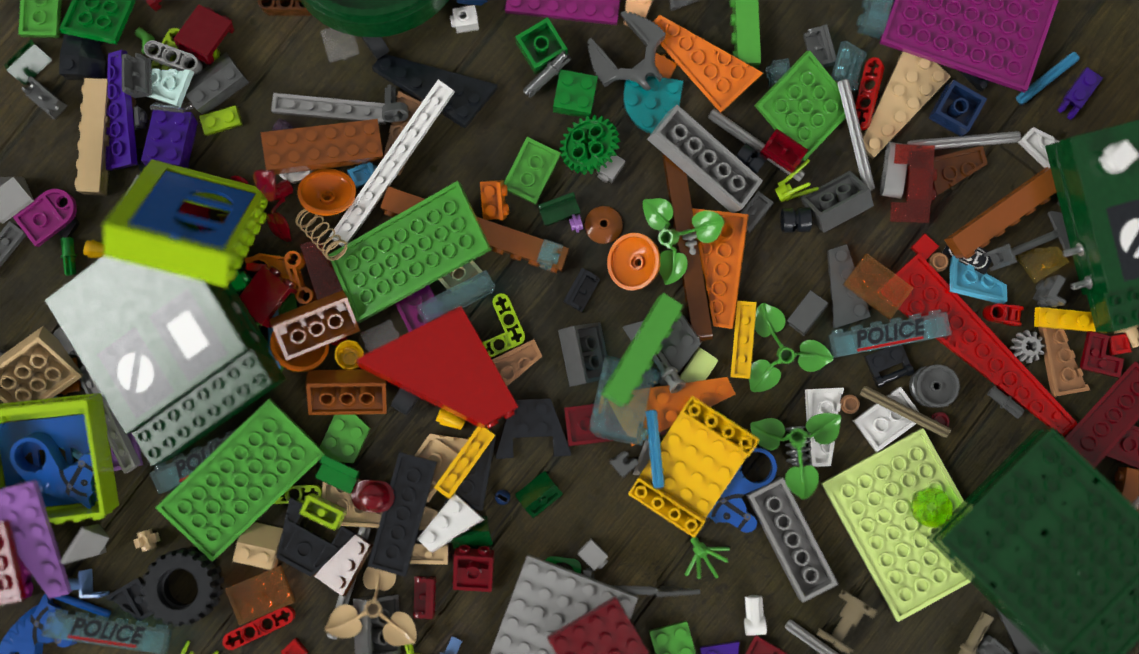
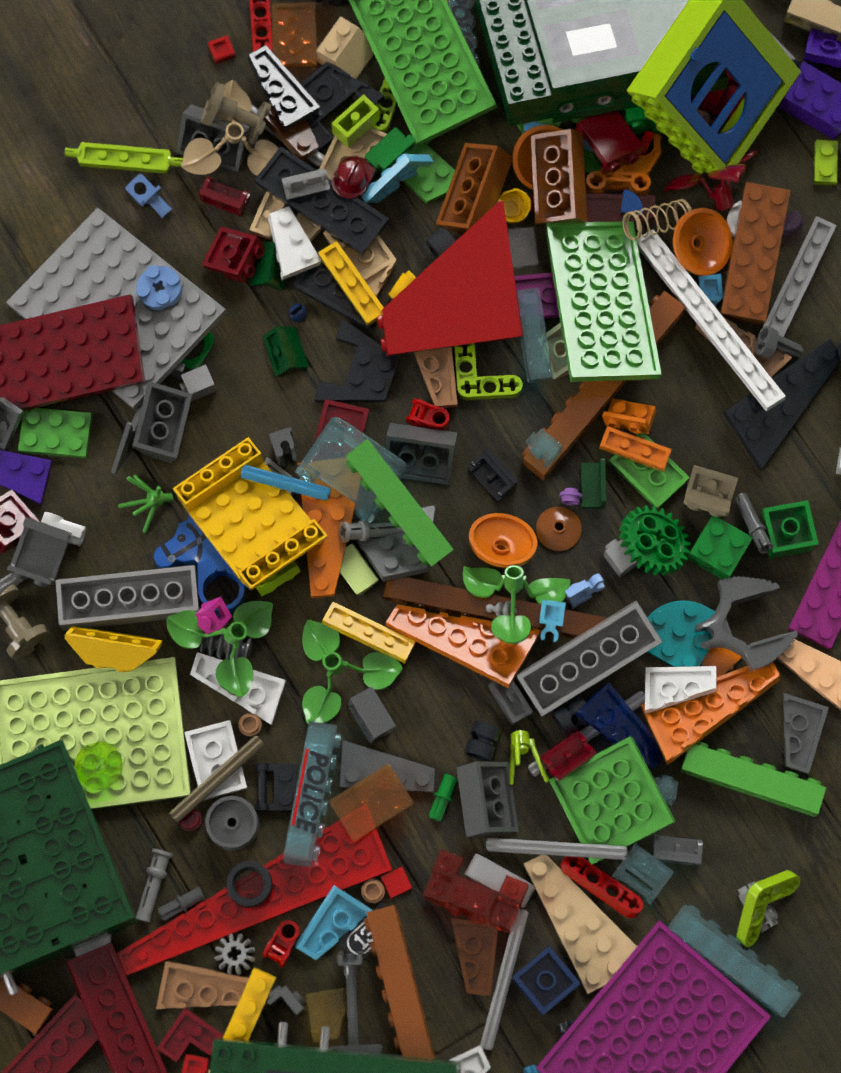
camera: 110 degrees right, 10 degrees down
(314, 260) = (630, 202): none -> blue tile
(318, 581) = (283, 91): none -> wing
(350, 454) = (400, 171): none -> medium azure wing
(355, 622) = (227, 109): none -> dark tan piece
(394, 531) = (305, 184): none -> light grey hinge
(519, 185) = (635, 448): none -> orange tile
(534, 116) = (710, 491): none -> dark tan bracket
(535, 627) = (154, 276): none -> medium blue plate
(552, 360) = (424, 414): none -> red piece
(640, 569) = (161, 422): none -> dark grey slope
(650, 189) = (582, 591): none -> light blue plate
(682, 200) = (552, 614): none -> medium azure plate
(696, 88) = (676, 685): none -> white wing
(744, 122) = (617, 721): none -> clear blue wing
(783, 625) = (39, 552): none -> dark grey panel
(789, 464) = (208, 619): none -> dark pink brick
(836, 534) = (111, 648): none -> yellow wedge
(848, 236) = (442, 797): none -> green axle
(989, 347) = (247, 866): none -> black tyre
(992, 430) = (156, 873): none -> light grey pin

